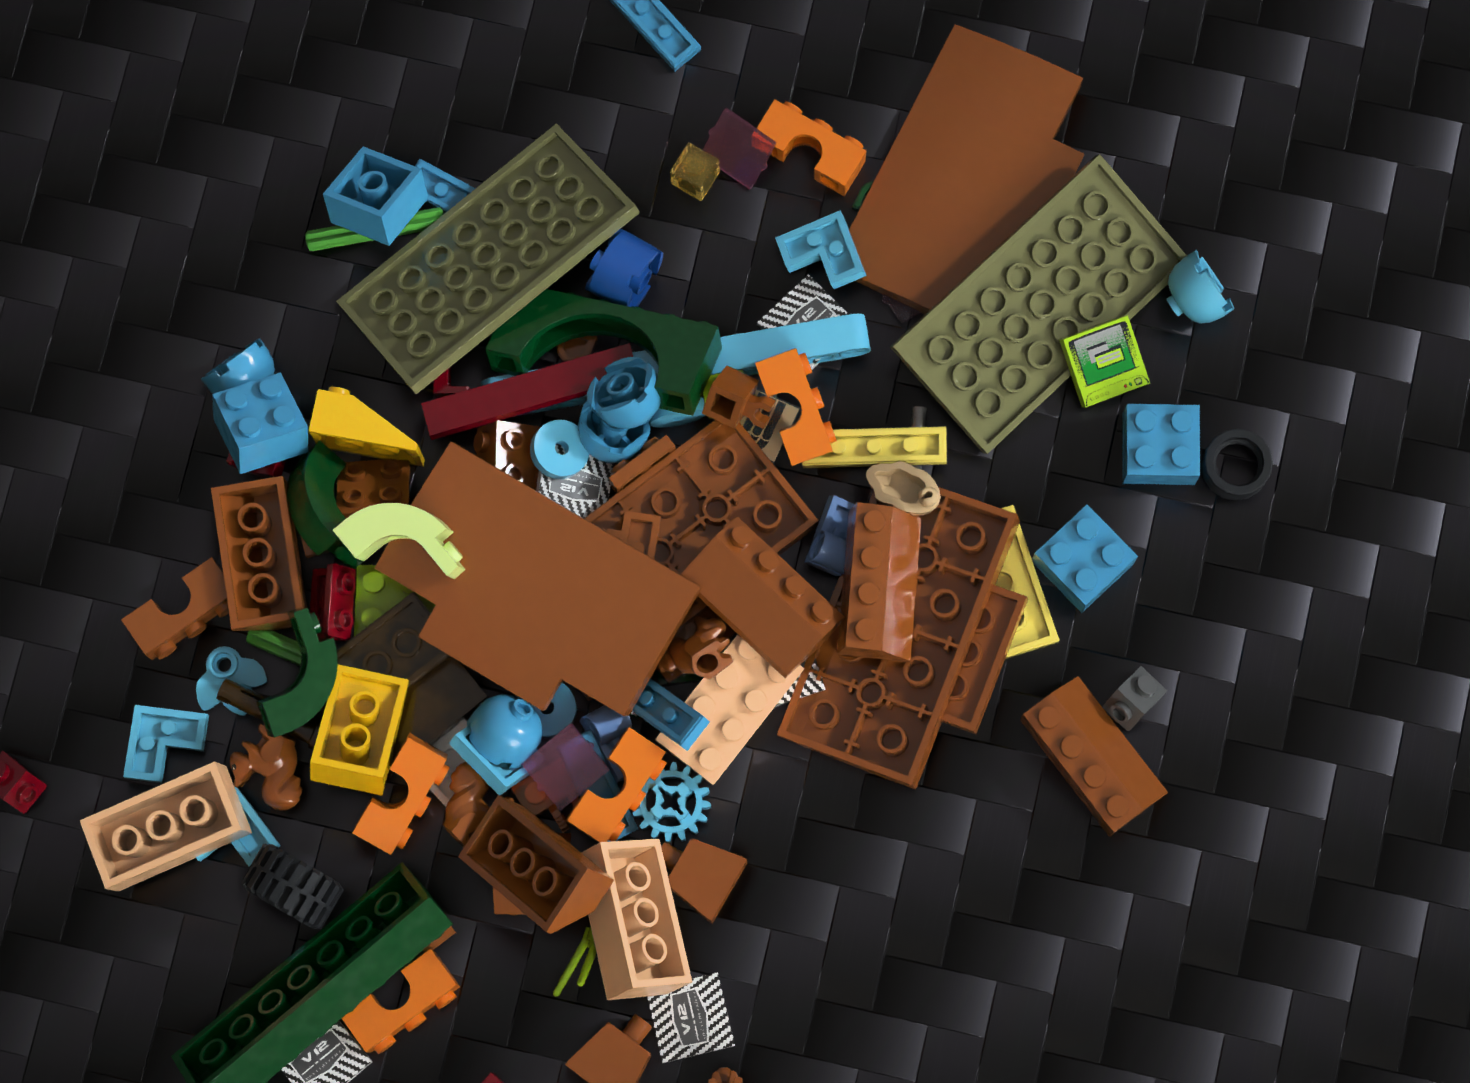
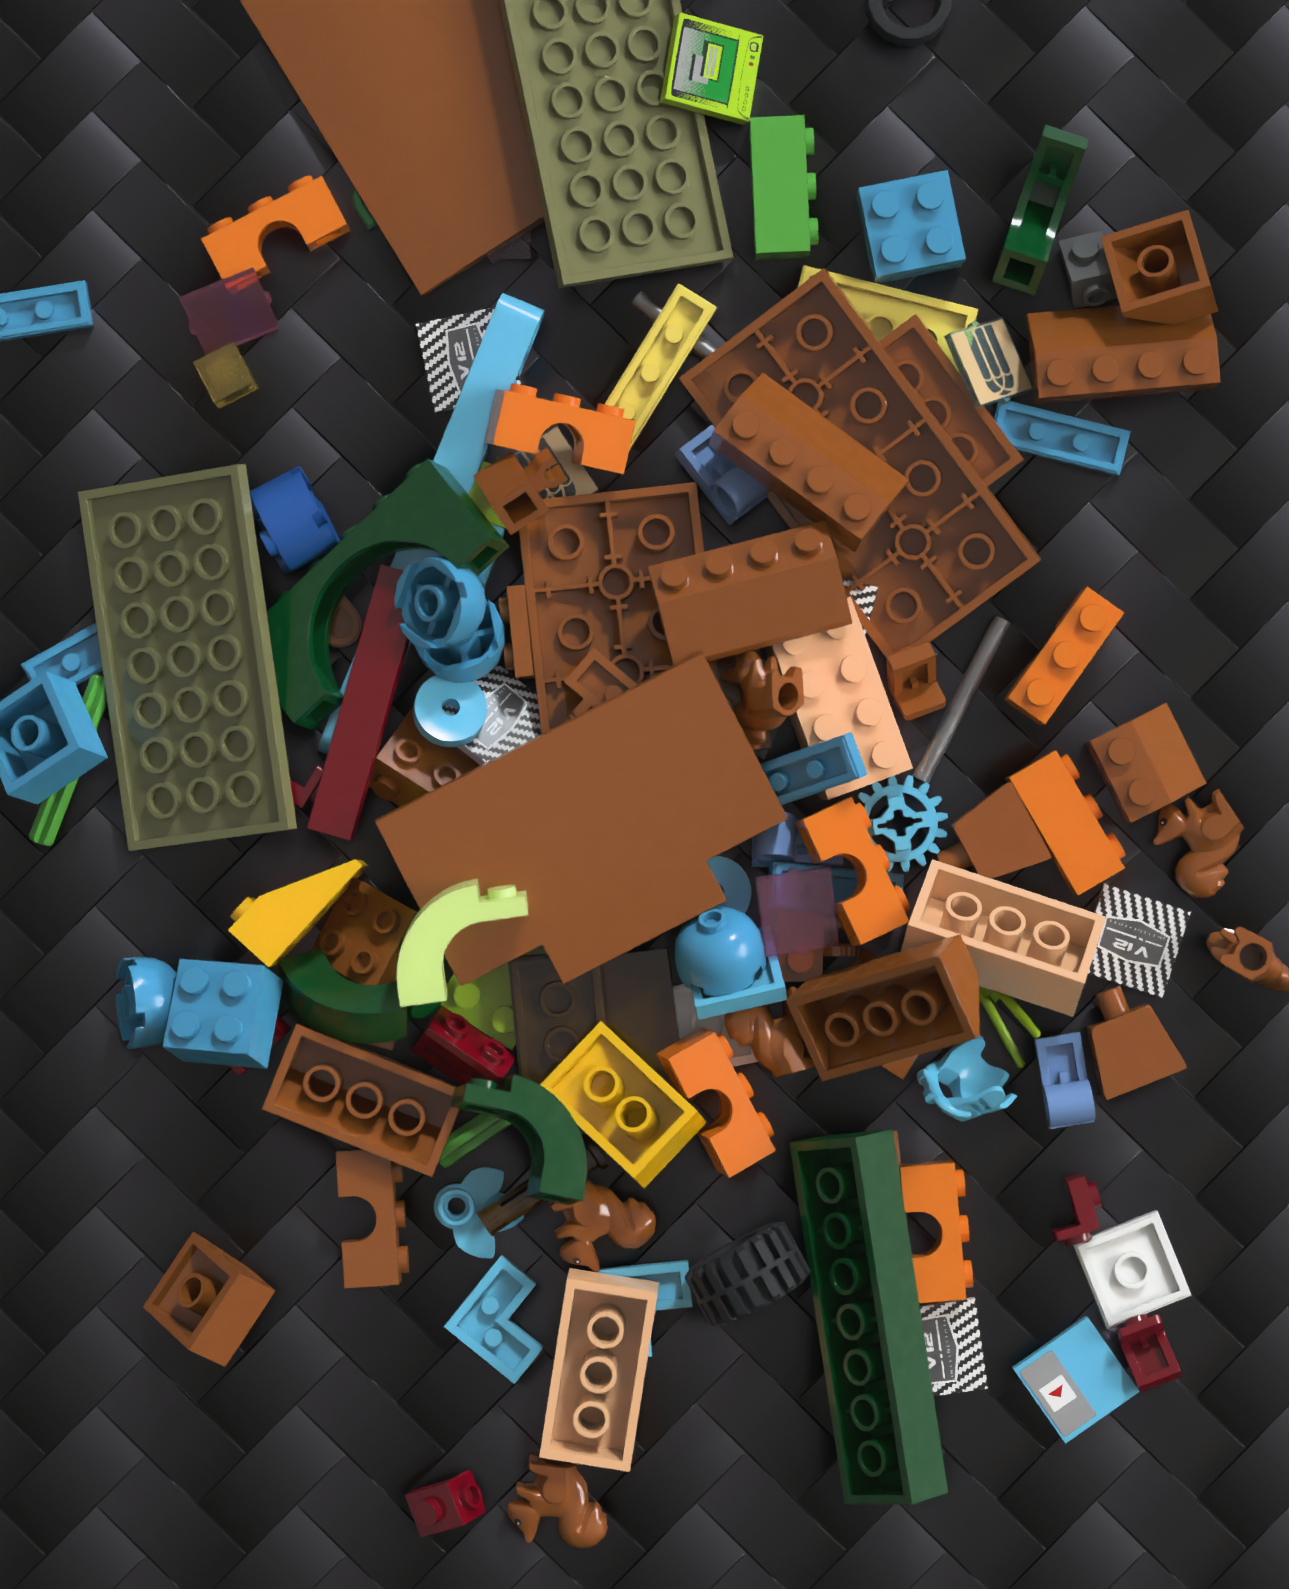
camera: 60 degrees left, 10 degrees up
(60, 537) = (208, 1300): none -> dark orange slope
(65, 858) = (562, 1494): none -> dark orange animal
(525, 963) = (971, 1079): none -> medium azure helmet
(561, 1029) = (1064, 1080): none -> medium blue plate
(744, 918) = (1068, 822): none -> orange brick
(776, 752) = (913, 681): none -> dark orange bracket
(782, 795) = (961, 699): none -> flat silver bar
(796, 1026) = (1212, 839): none -> dark orange animal
(820, 949) = (1145, 763): none -> dark orange slope
(827, 241) = (393, 280): medium azure plate -> none
(857, 843) = (1064, 656): none -> orange arch
(904, 487) = (720, 369): tan arm -> none
(1008, 752) = (1063, 437): none -> dark azure tile
(1026, 668) = (988, 362): none -> piece
(1055, 456) = (782, 187): none -> bright green brick
(1151, 638) = (1039, 209): none -> dark green arch
(1161, 444) = (838, 67): dark azure brick -> none
(1164, 744) = (1160, 271): none -> dark orange slope

